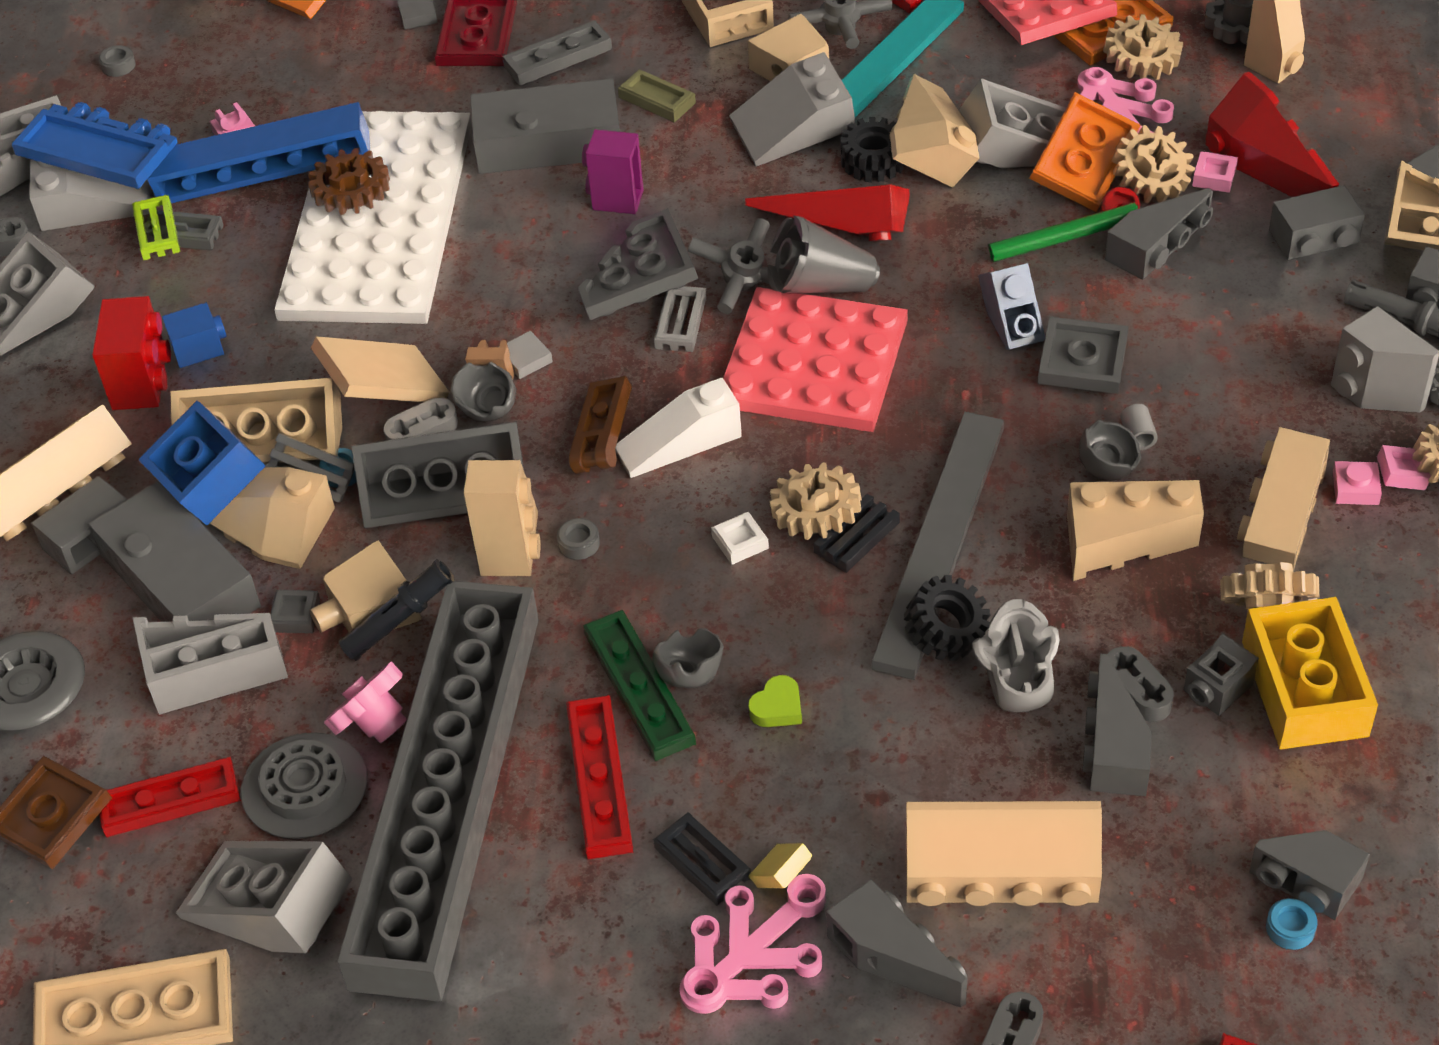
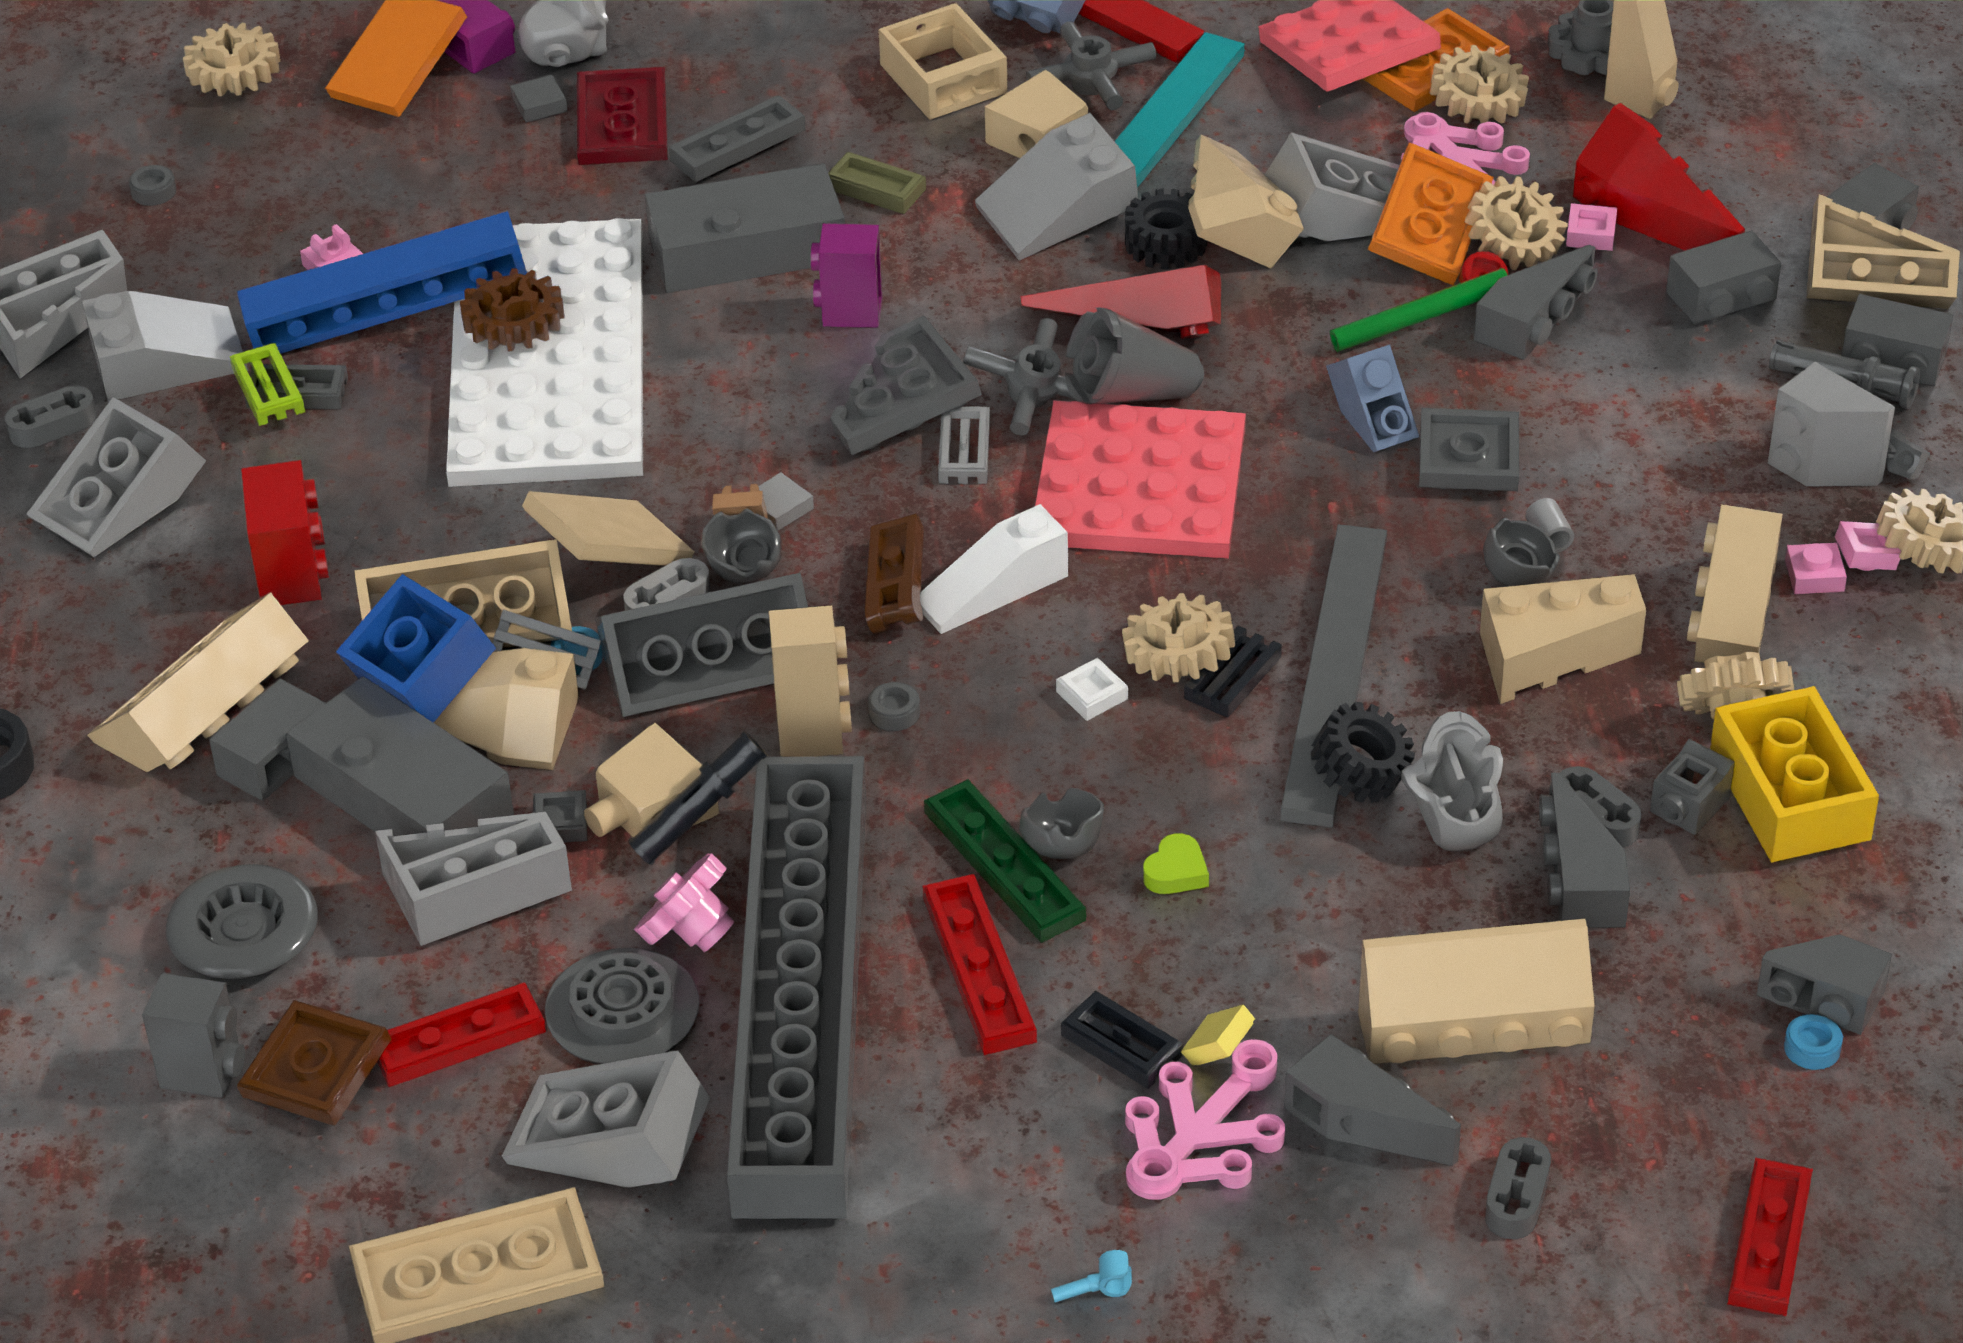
camera: 10 degrees left, 5 degrees down
(95, 144) = (172, 286): blue hinge -> none
(194, 334) = (353, 508): blue brick -> none

